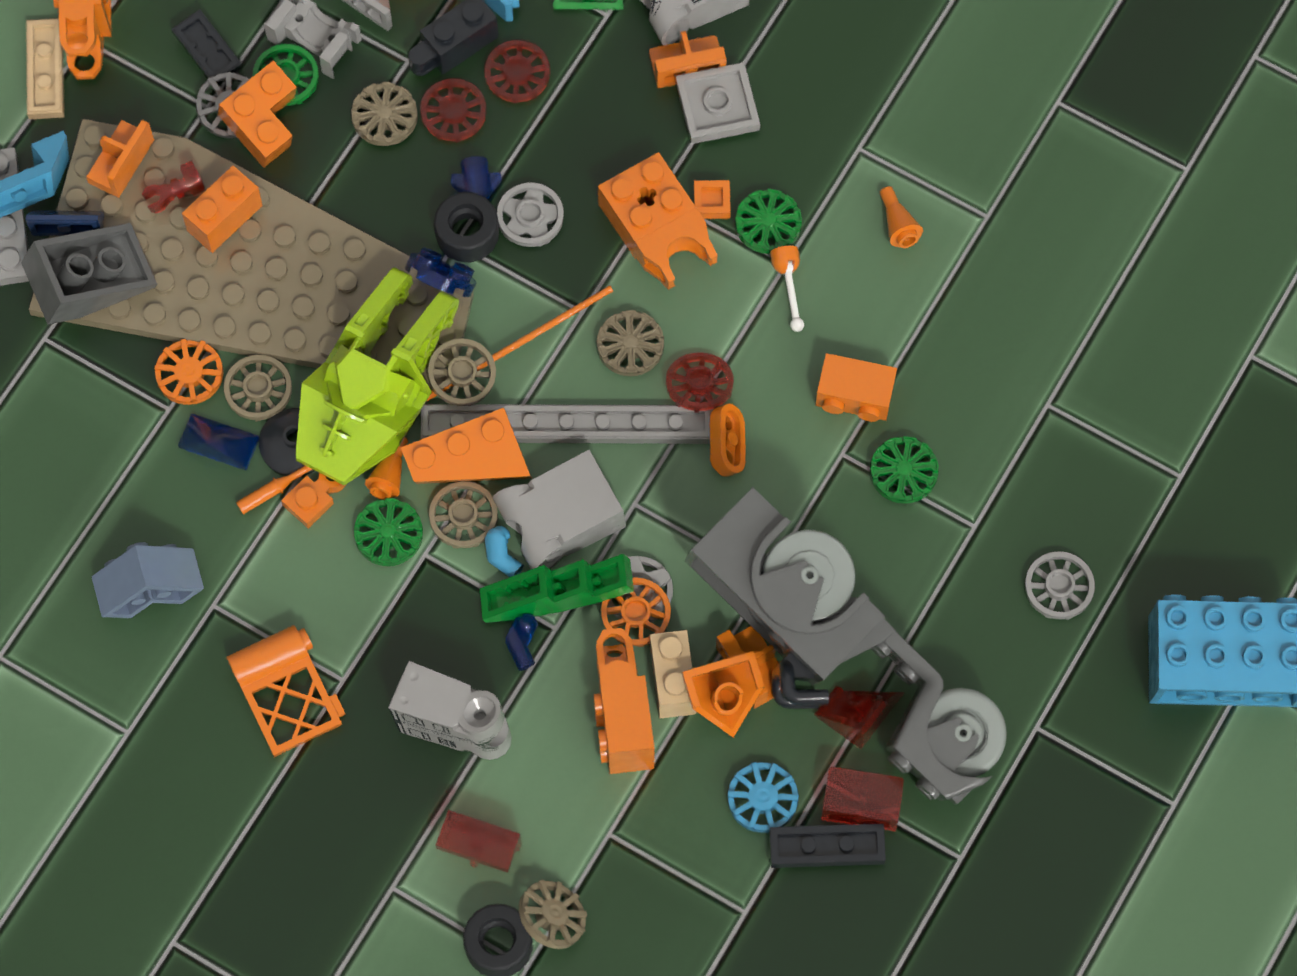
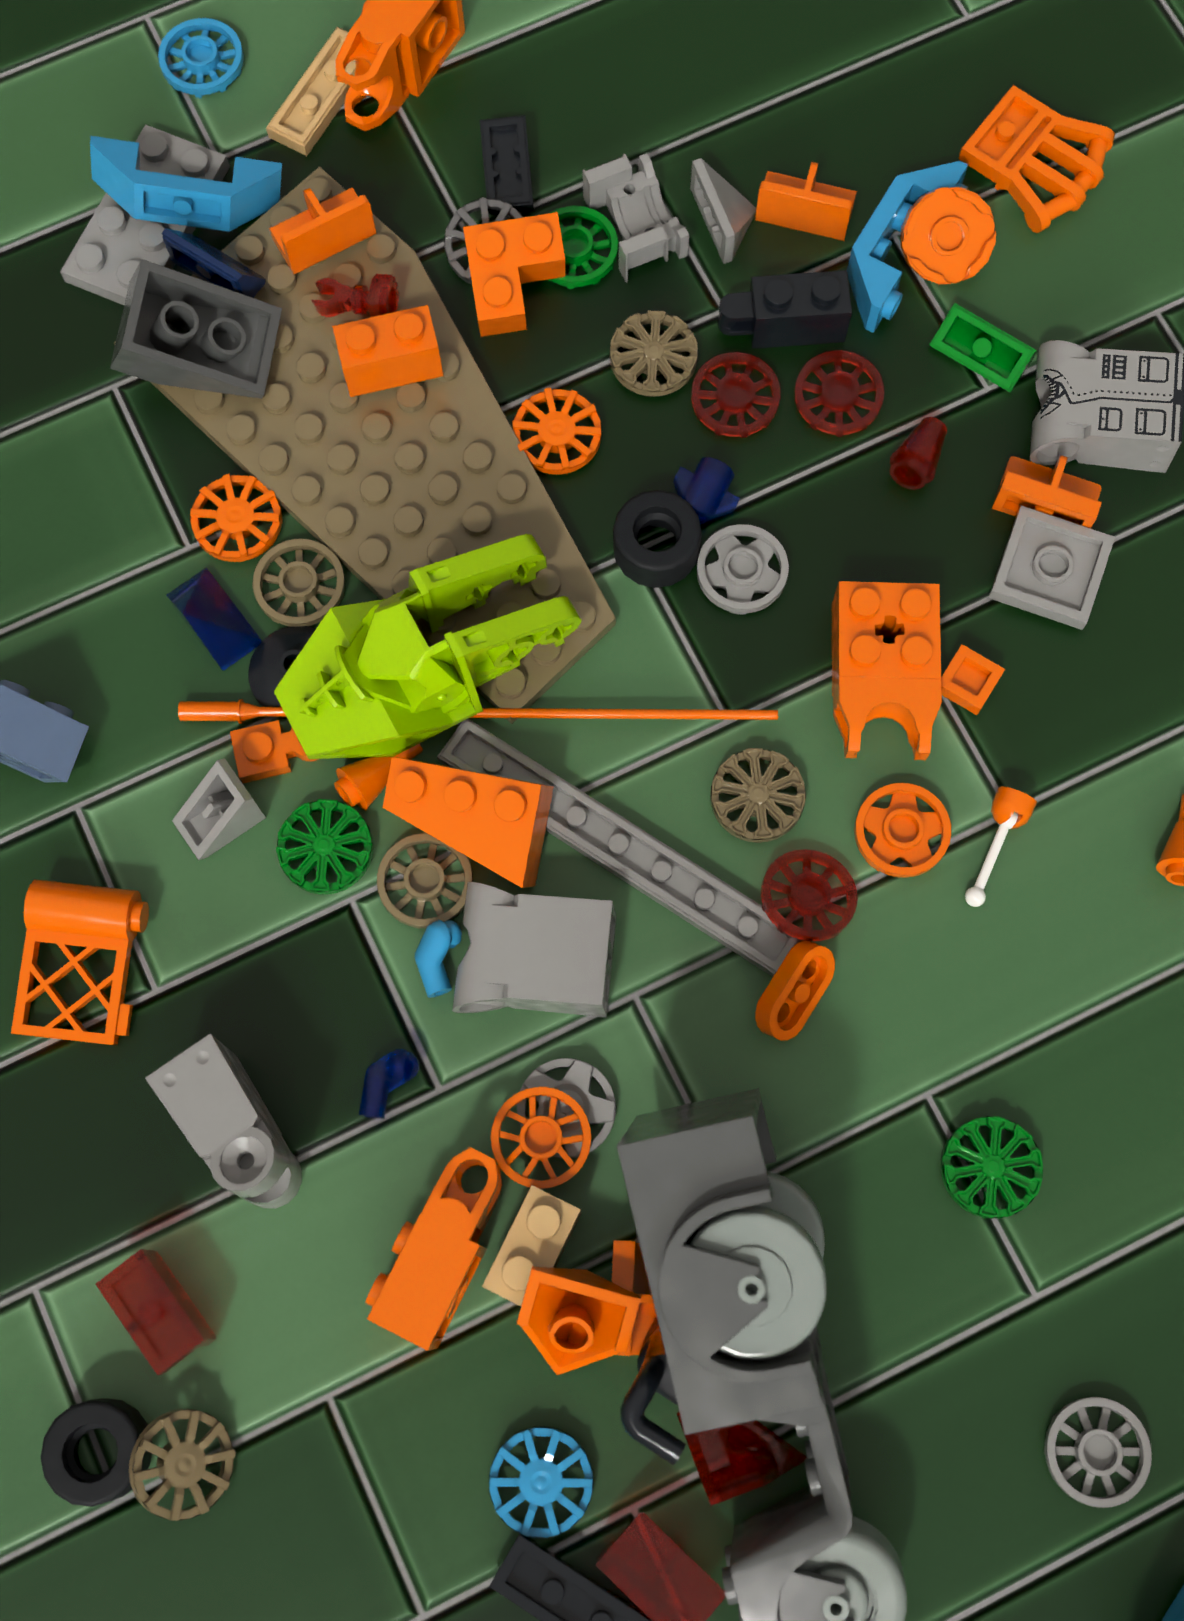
camera: 35 degrees right, 5 degrees up
(309, 549) = (217, 811): none -> light grey slope
(357, 196) = (558, 430): none -> orange wheel
(441, 274) = (585, 575): clear blue plate -> none
(461, 372) = (532, 708): dark tan wheel -> none
(555, 591) = (467, 1048): green slope -> none
(593, 81) = (919, 454): none -> clear red cone
(729, 312) = (902, 830): none -> orange wheel
(768, 220) = (1021, 747): green wheel -> none
(855, 387) = (997, 1025): orange brick -> none

